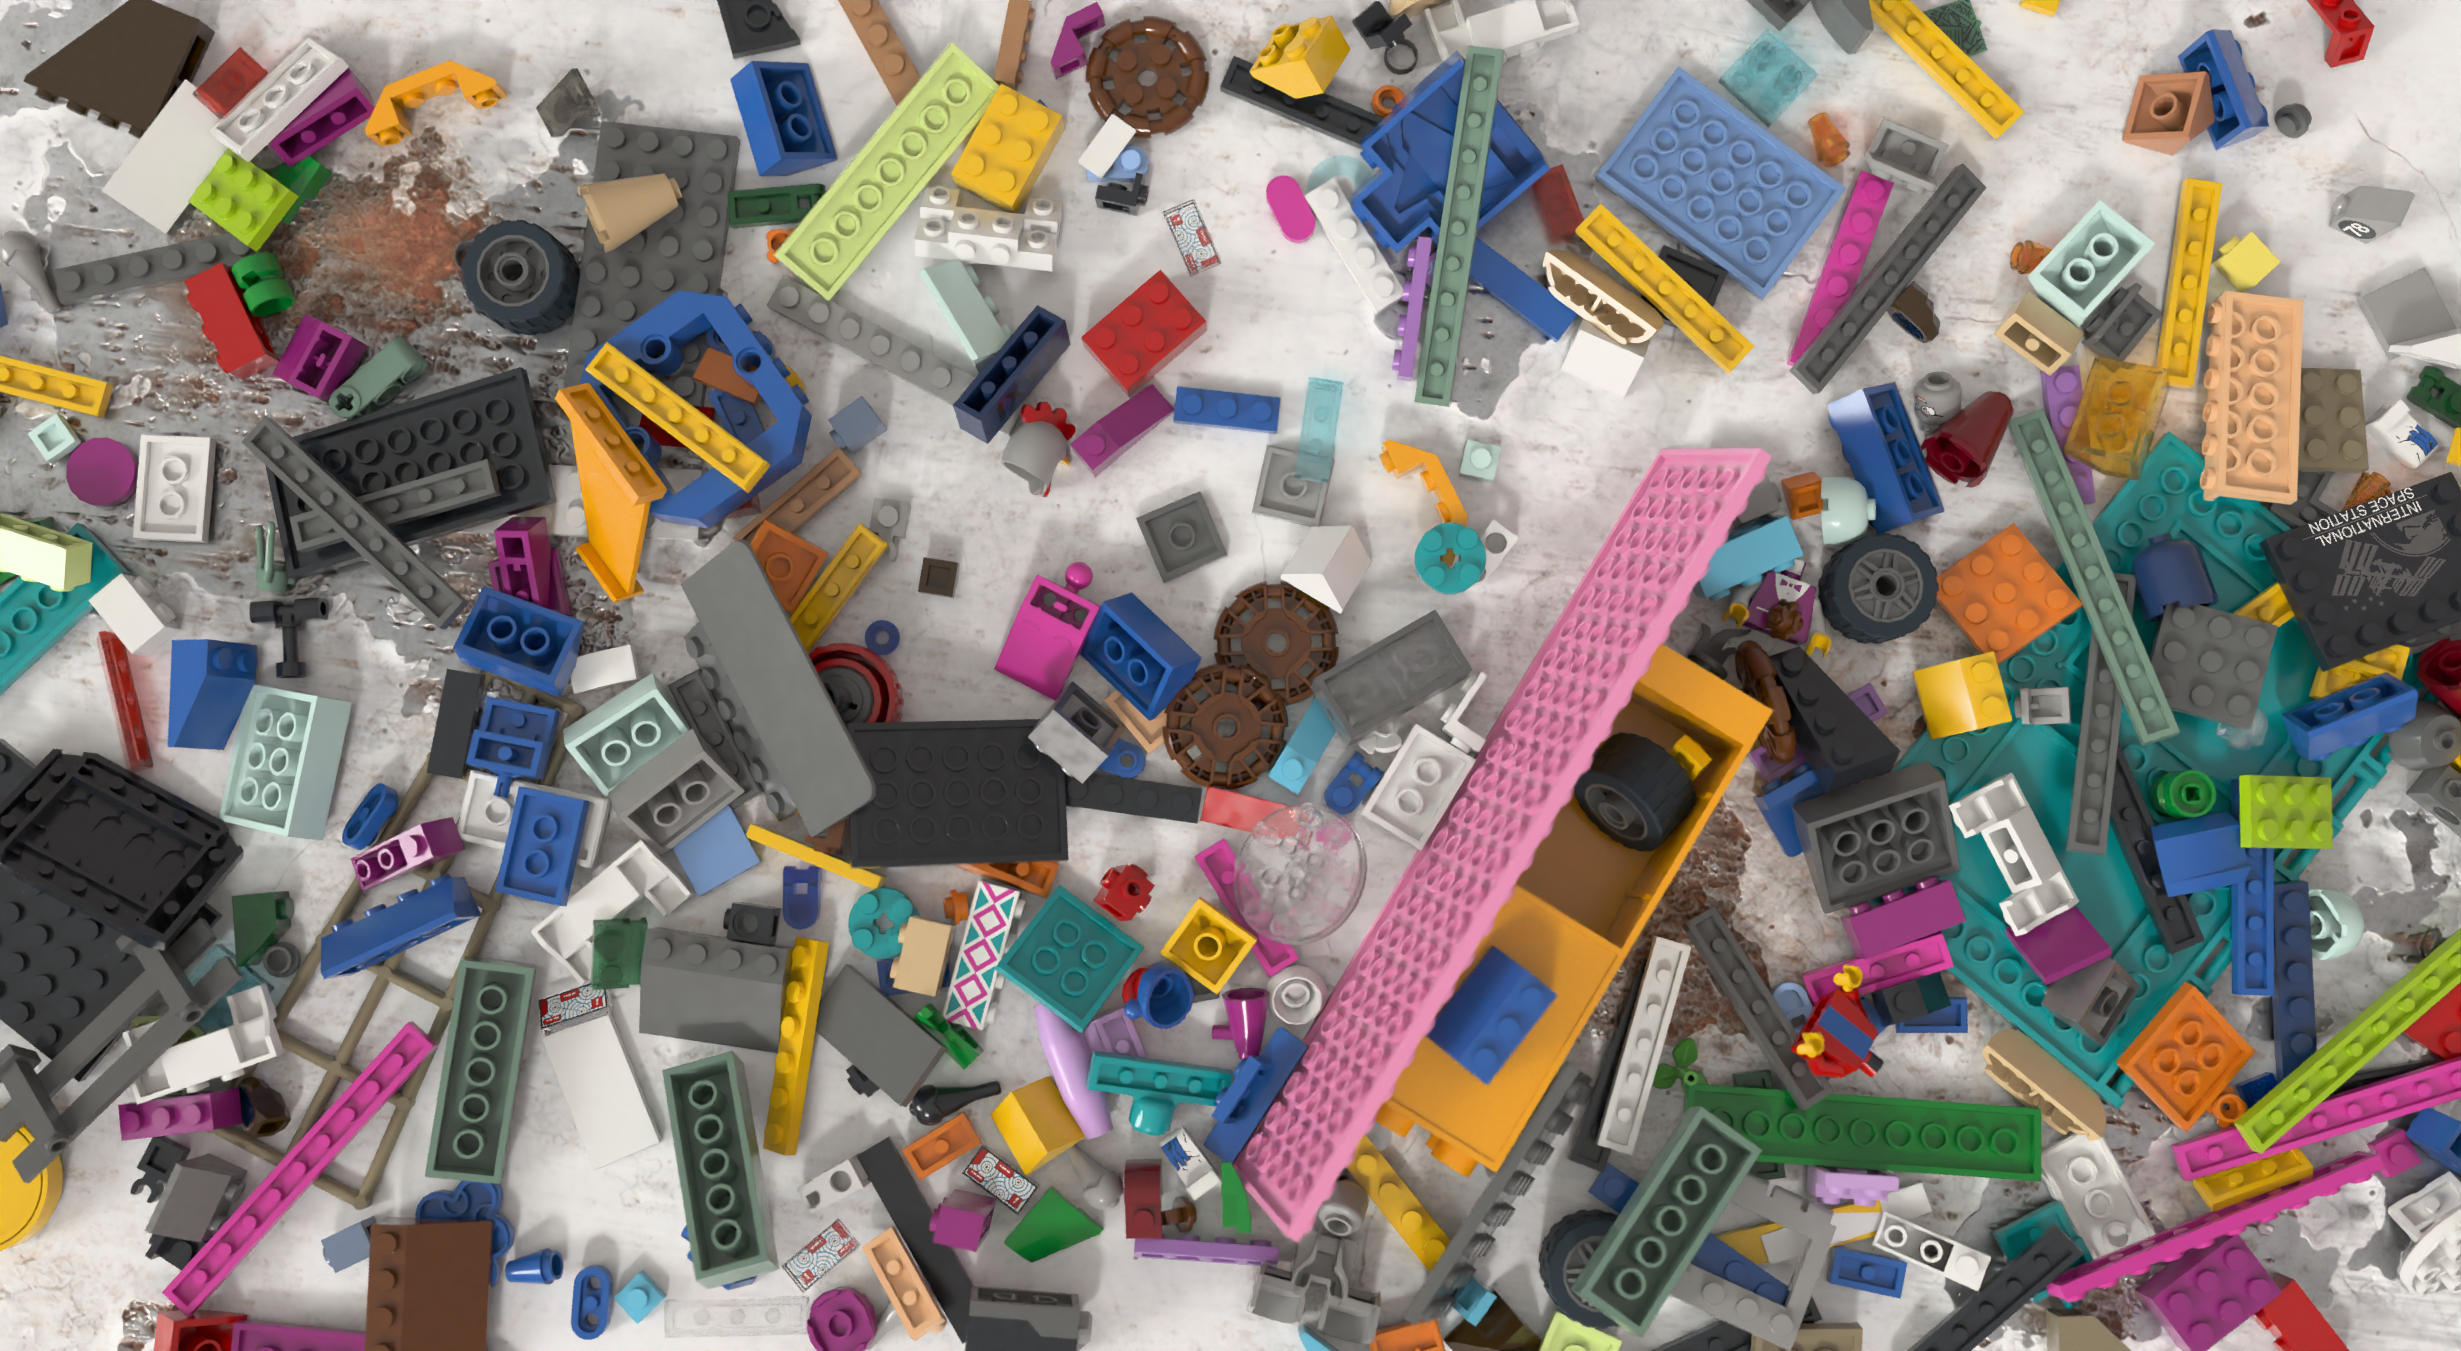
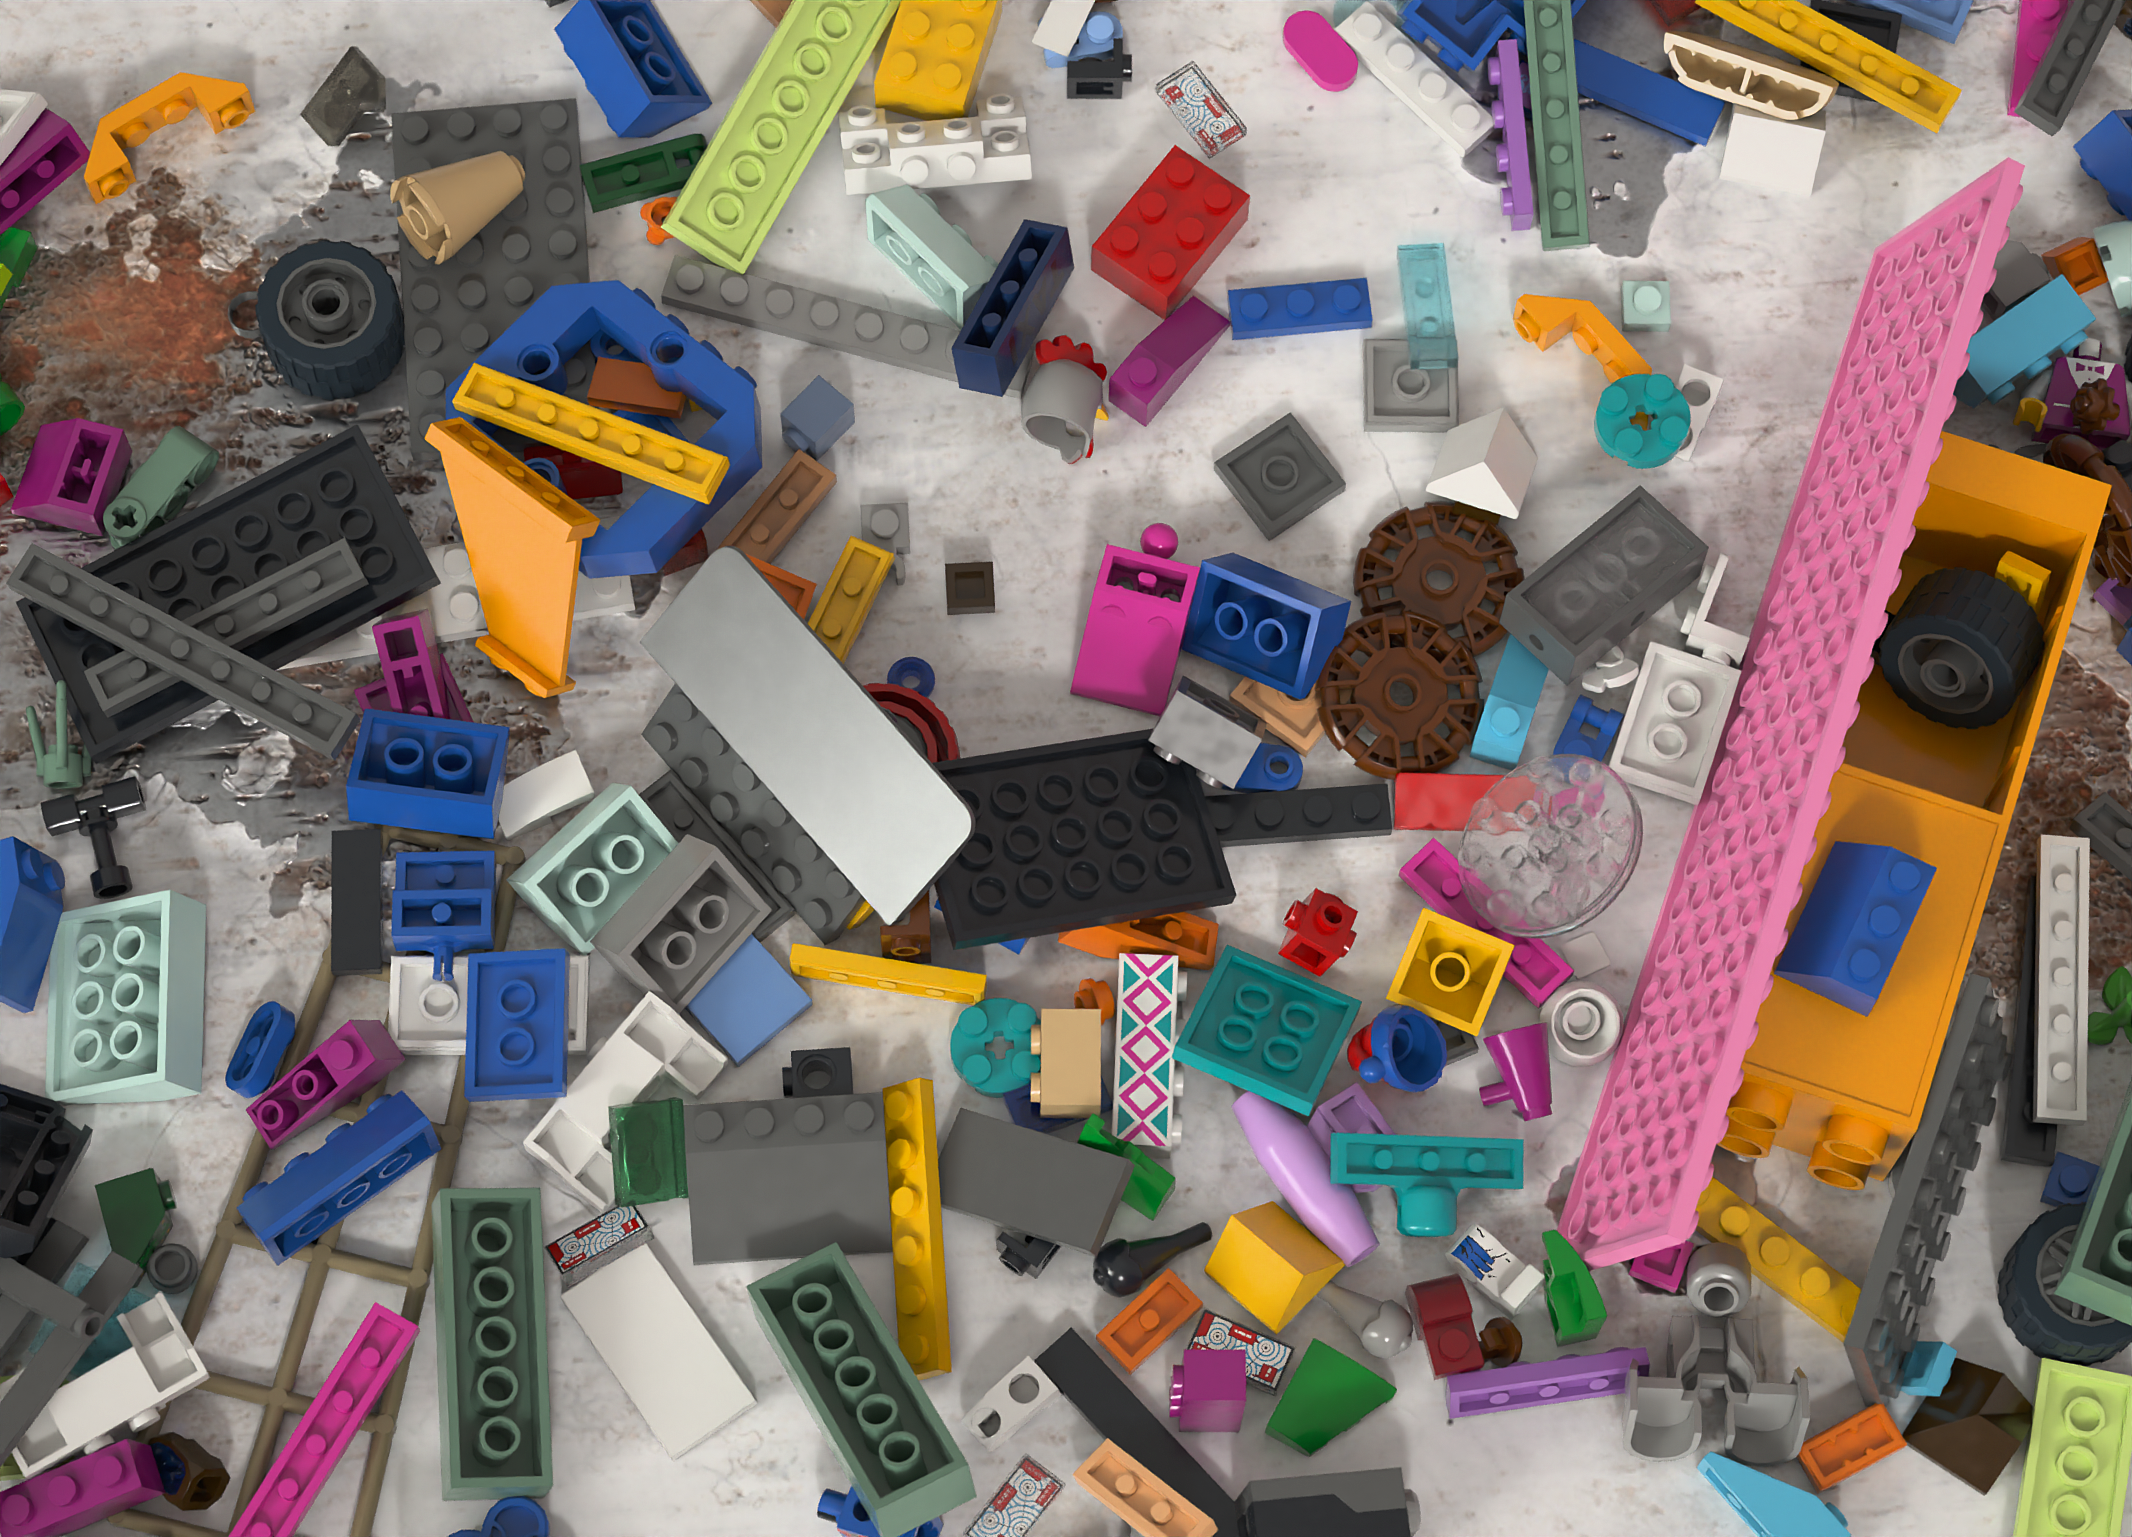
camera: 20 degrees left, 15 degrees down
(801, 910) = (883, 1048): clear blue plate -> none
(1252, 1094) = (1556, 1157): blue bracket -> none

